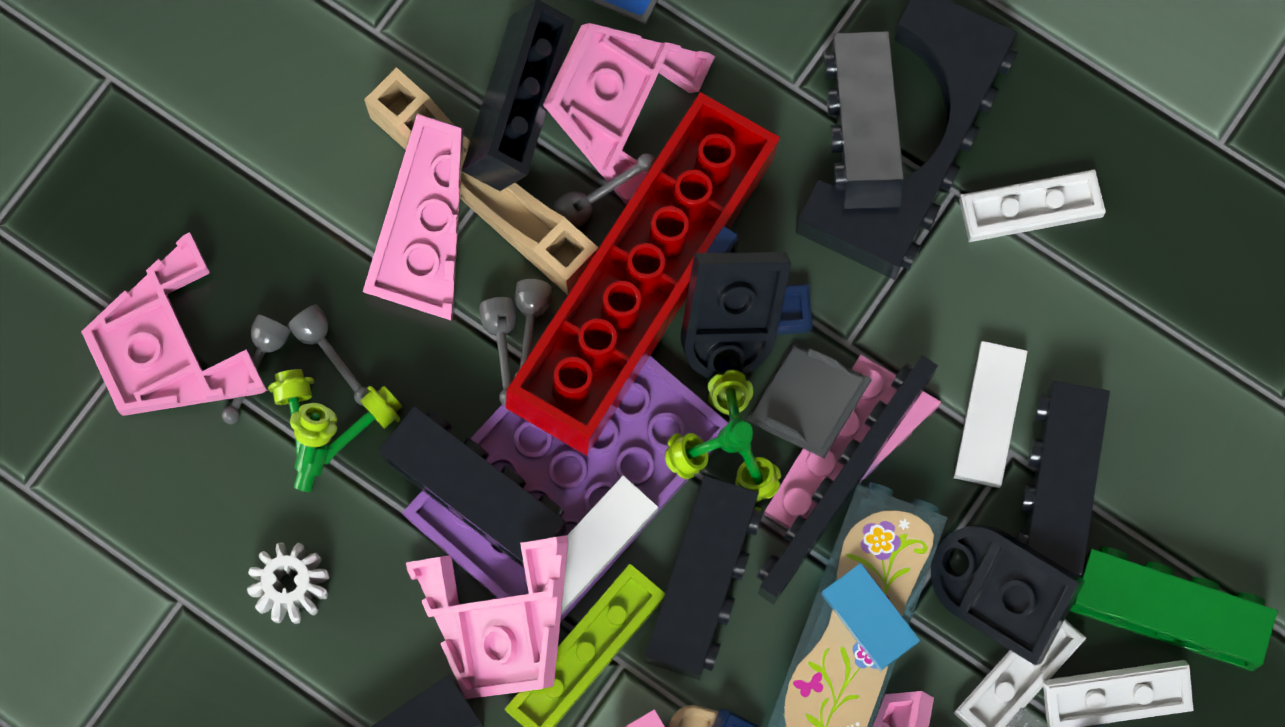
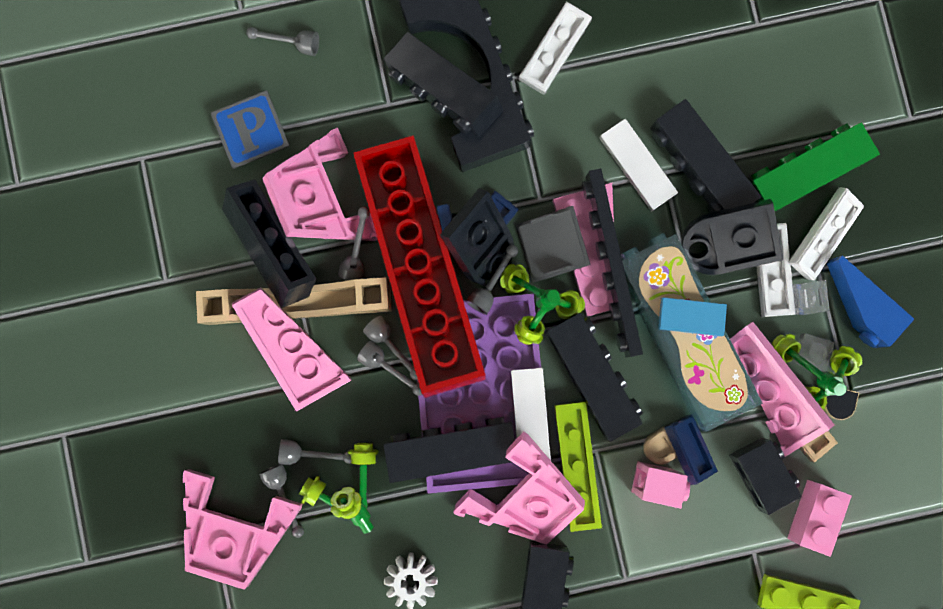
camera: 45 degrees left, 10 degrees up
(673, 373) = (482, 298): none -> dark grey hinge

